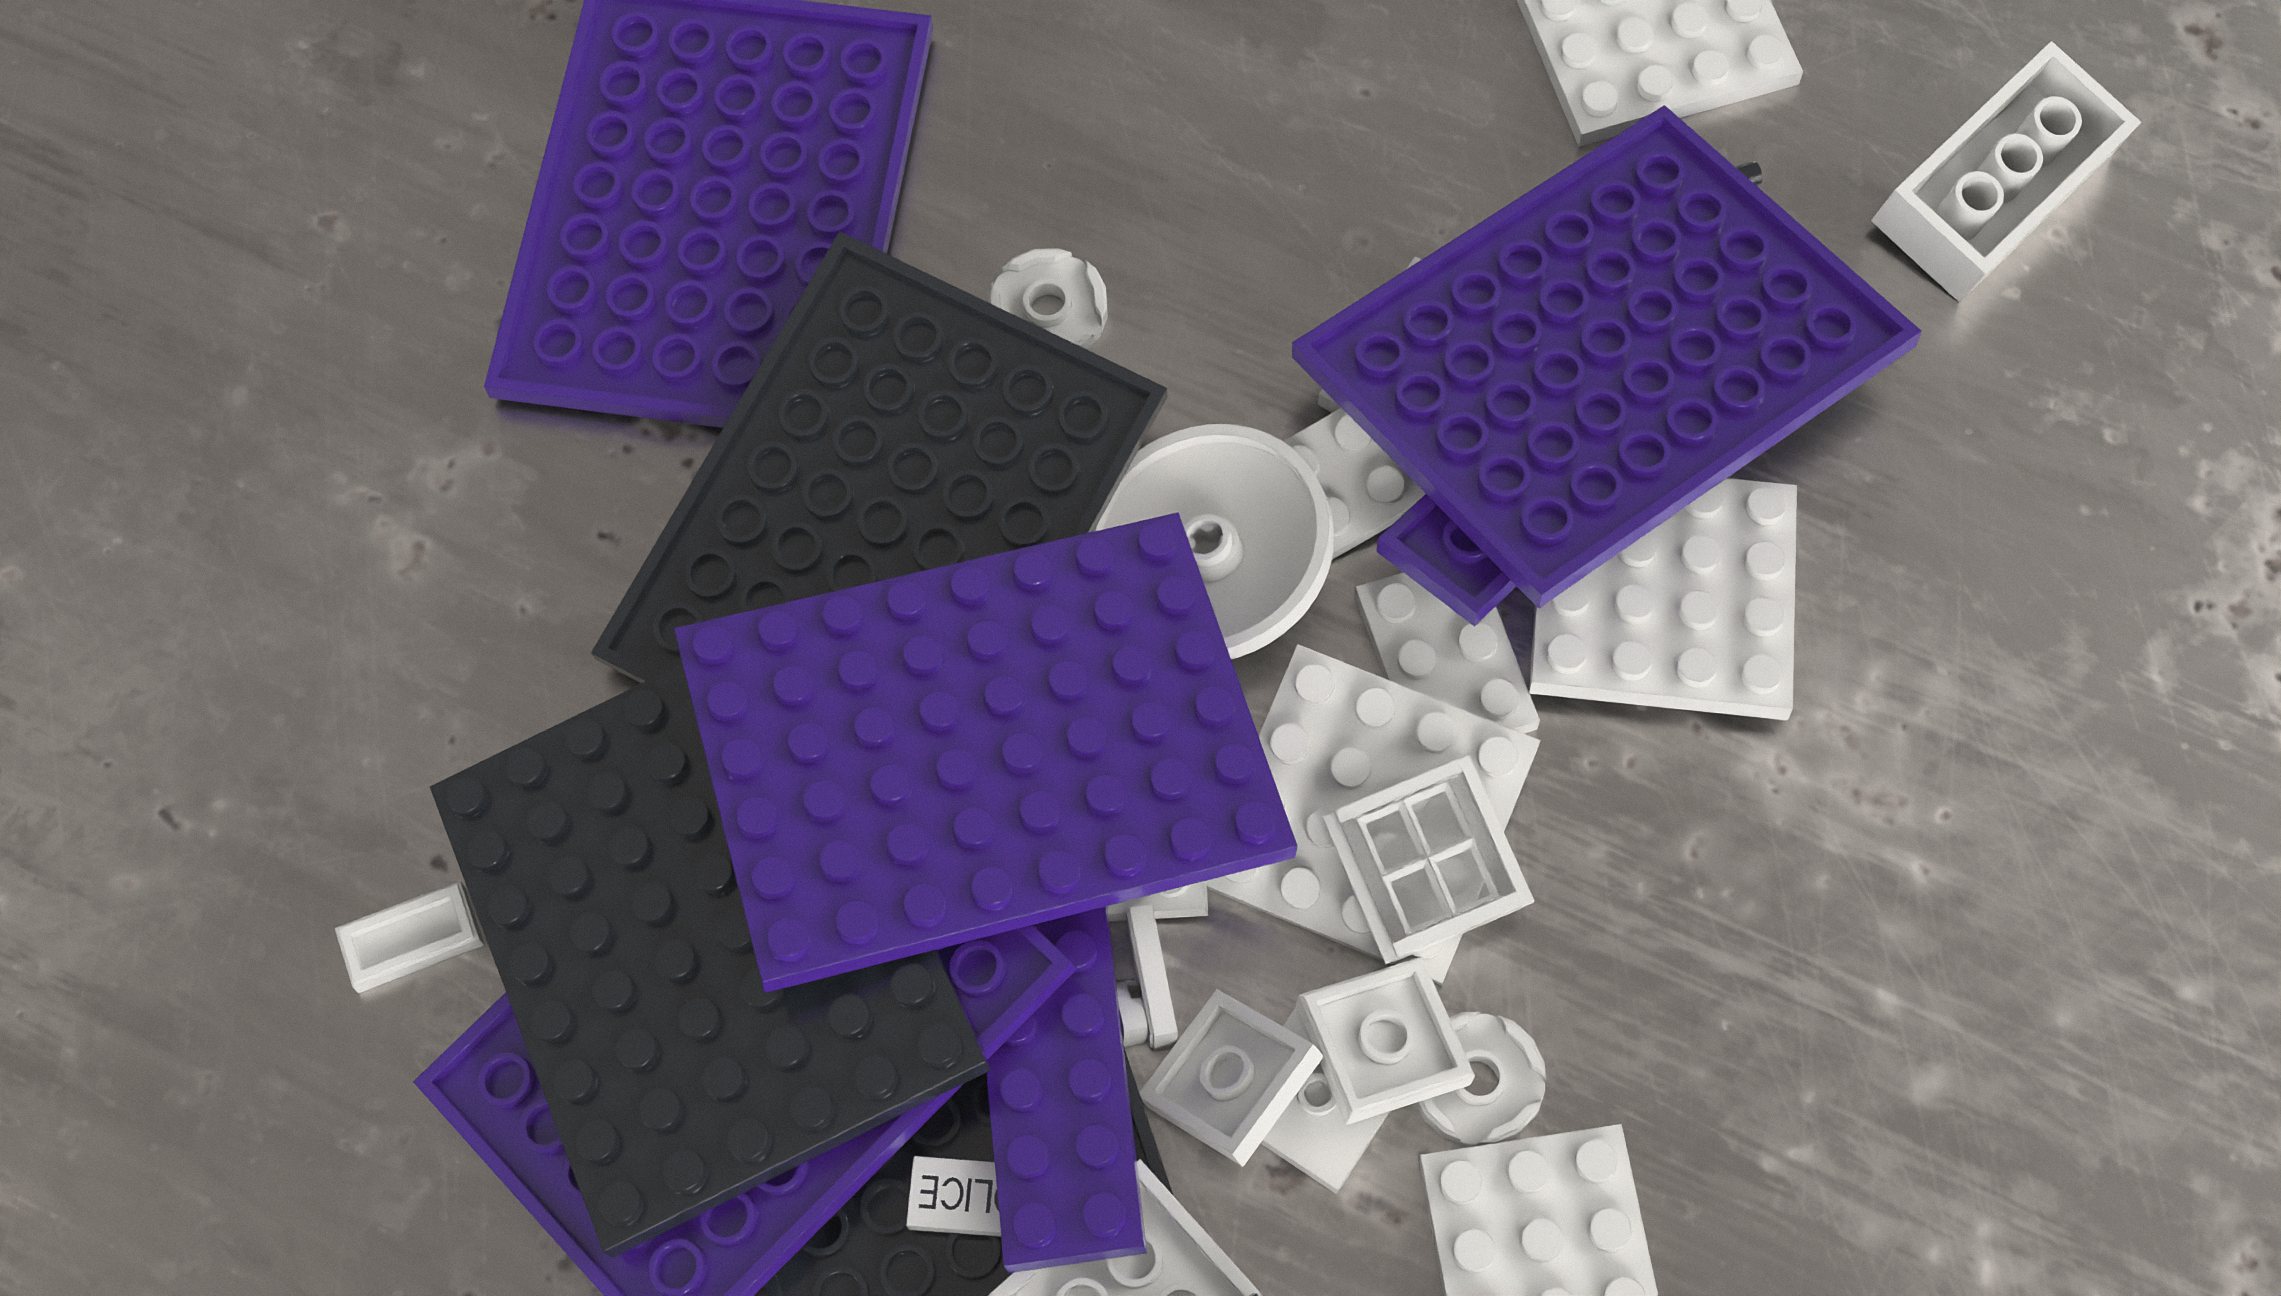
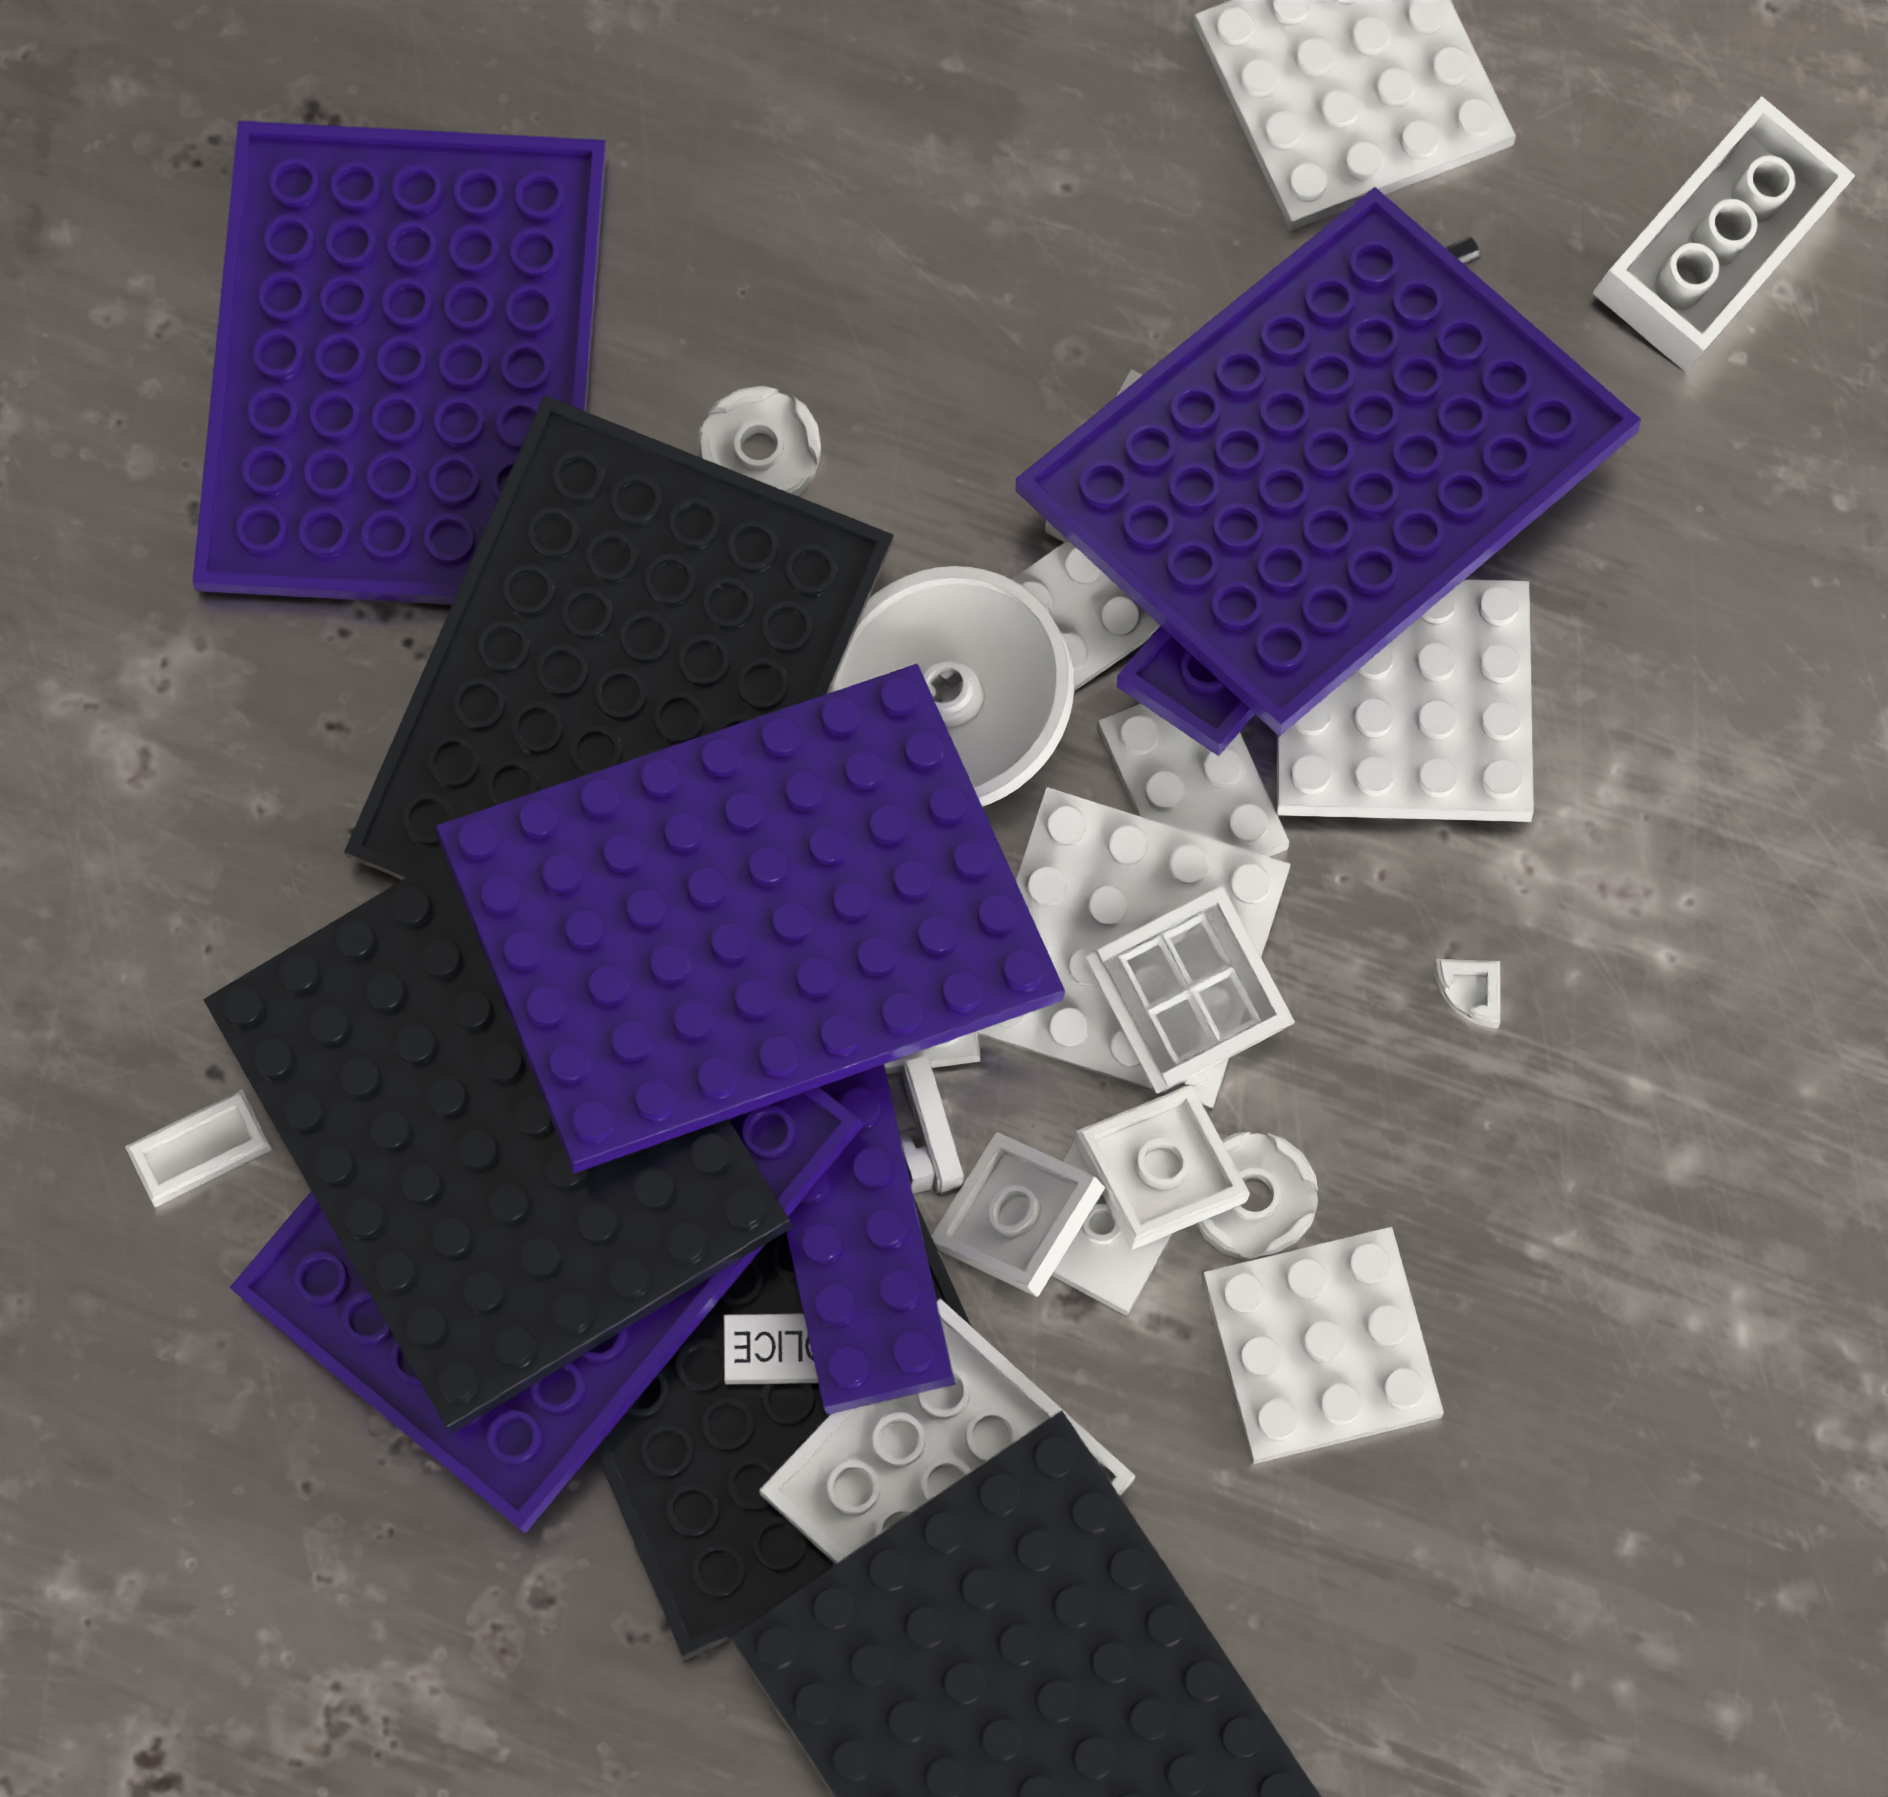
camera: 10 degrees left, 5 degrees up
(1717, 884) = (1471, 989): none -> white tile

